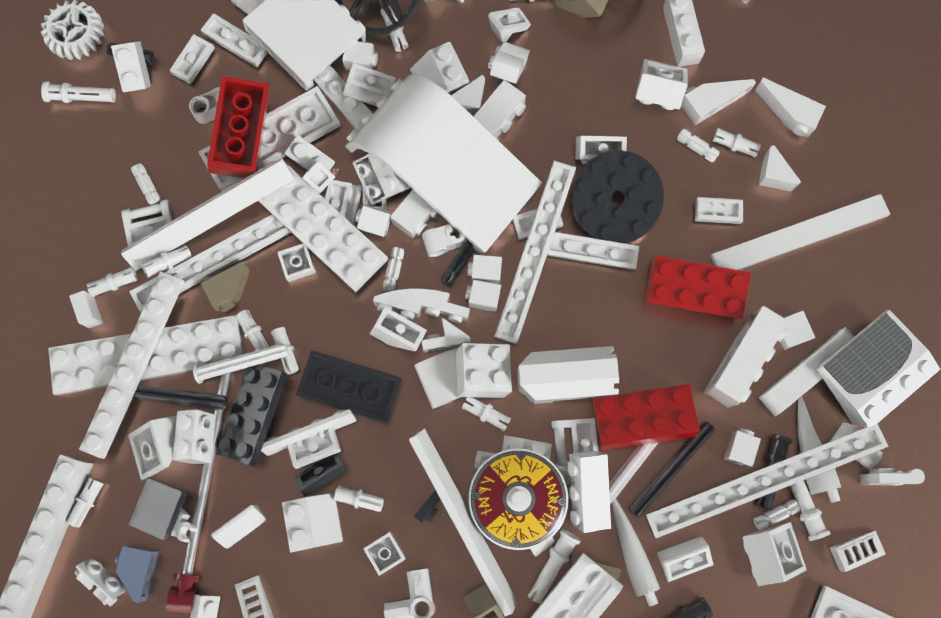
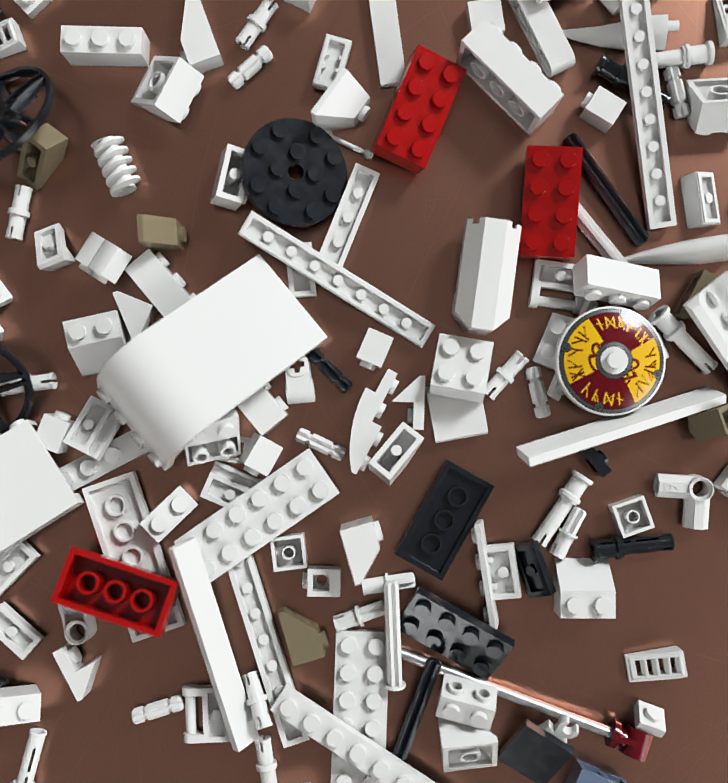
camera: 75 degrees left, 10 degrees up
(163, 116) = (78, 675): none -> white slope
(239, 526) = (569, 667): white slope -> none
(270, 288) = (330, 588): none -> white brick
(312, 317) = (361, 545): none -> white slope
(318, 176) = (195, 508): white plate -> none
(354, 547) = (619, 547): none -> black pin
(390, 493) = (569, 496): none -> white pin
(478, 445) = (537, 392): none -> white axle
(485, 269) = (344, 341): white brick -> none
(540, 101) = (160, 233): none -> dark tan slope
(588, 56) = (115, 166): none -> white piece
(649, 256) = (366, 153): none -> white hinge
(684, 222) = (341, 104): none -> white slope

